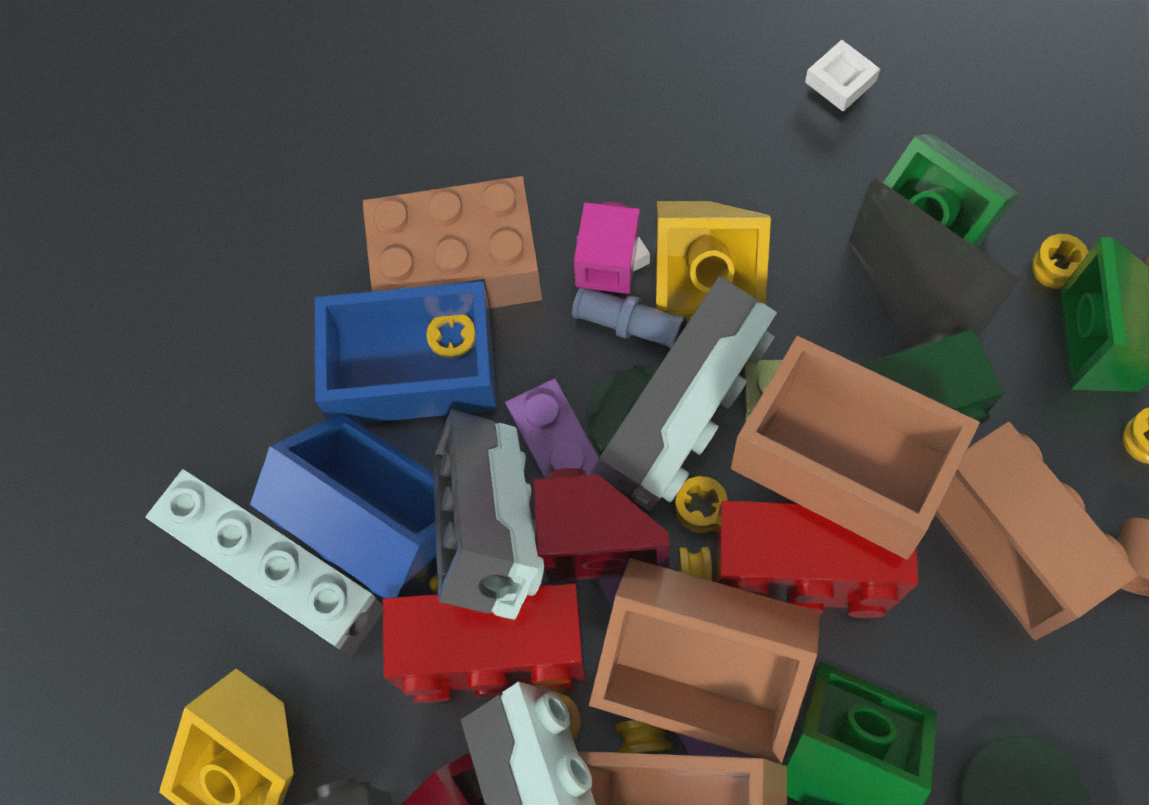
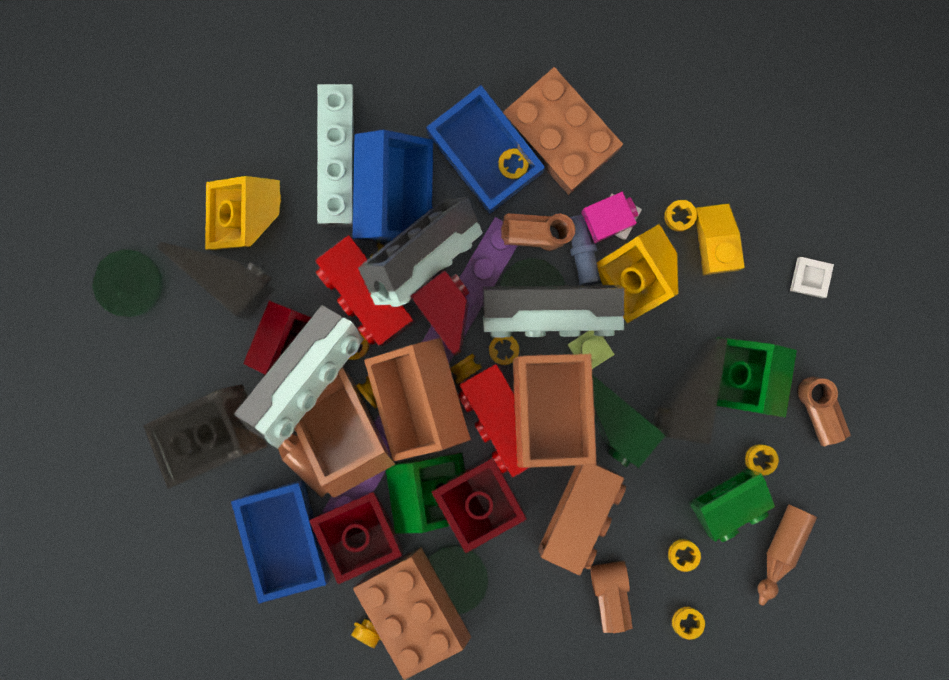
camera: 50 degrees right, 20 degrees up
(563, 352) = (535, 230): none -> nougat piece
(661, 164) = (681, 205): none -> yellow bush
(727, 150) = (719, 240): none -> yellow slope
(925, 673) = (479, 504): none -> dark red slope
(1018, 143) = (824, 413): none -> nougat piece

